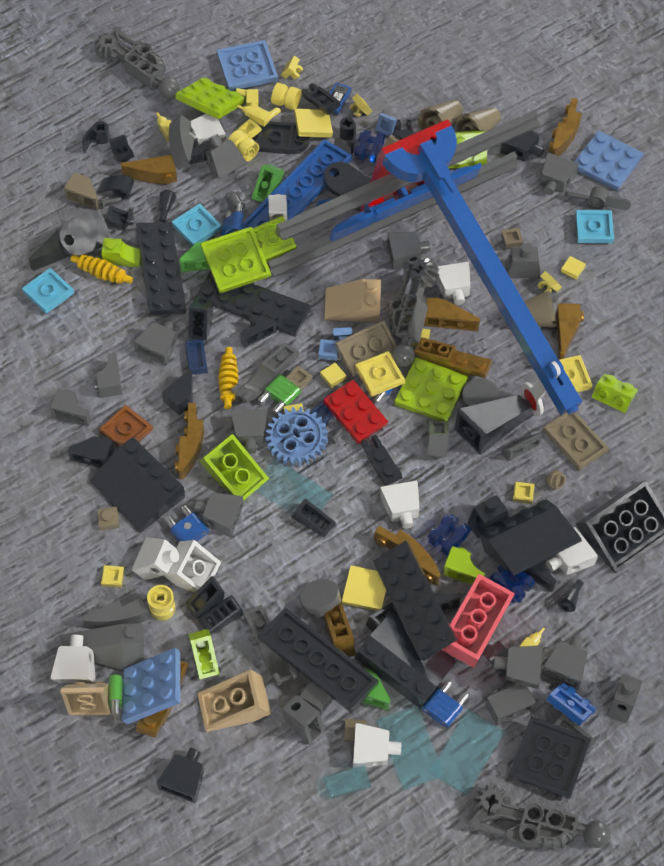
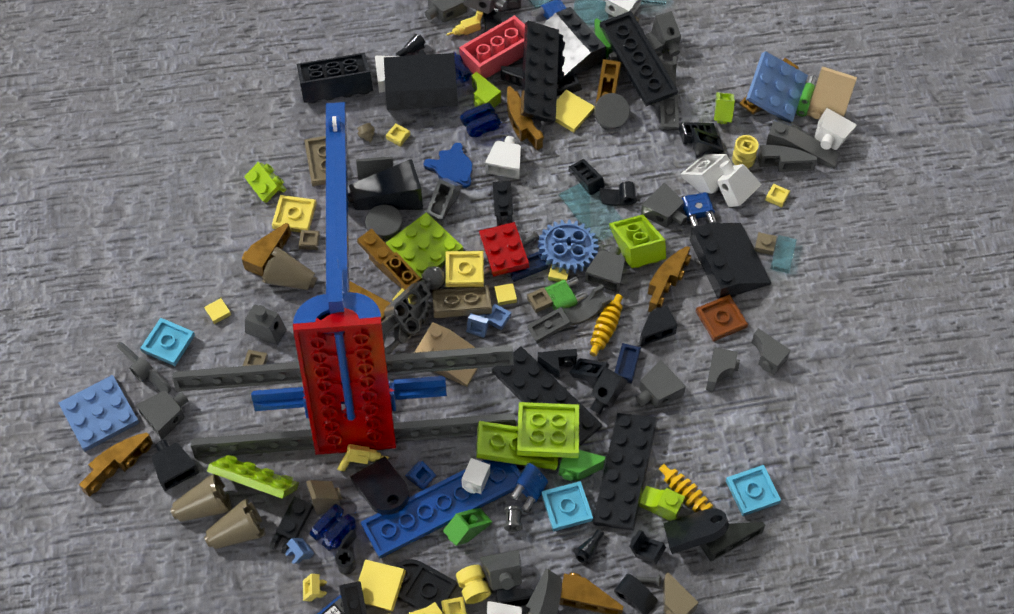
camera: 155 degrees left, 0 degrees up
(87, 515) = (783, 254): none -> clear light blue tile
(92, 451) = (761, 301): black slope -> none
(183, 776) = (772, 33): black torso -> none
(222, 327) = (588, 370): none -> black slope
(234, 701) = (712, 66): tan slope -> none
(271, 513) = (623, 197): none -> black panel
(451, 480) = (452, 165): none -> blue tile
(488, 513) = (440, 117): black torso -> none
(550, 282) = (251, 298): light yellow tile -> none

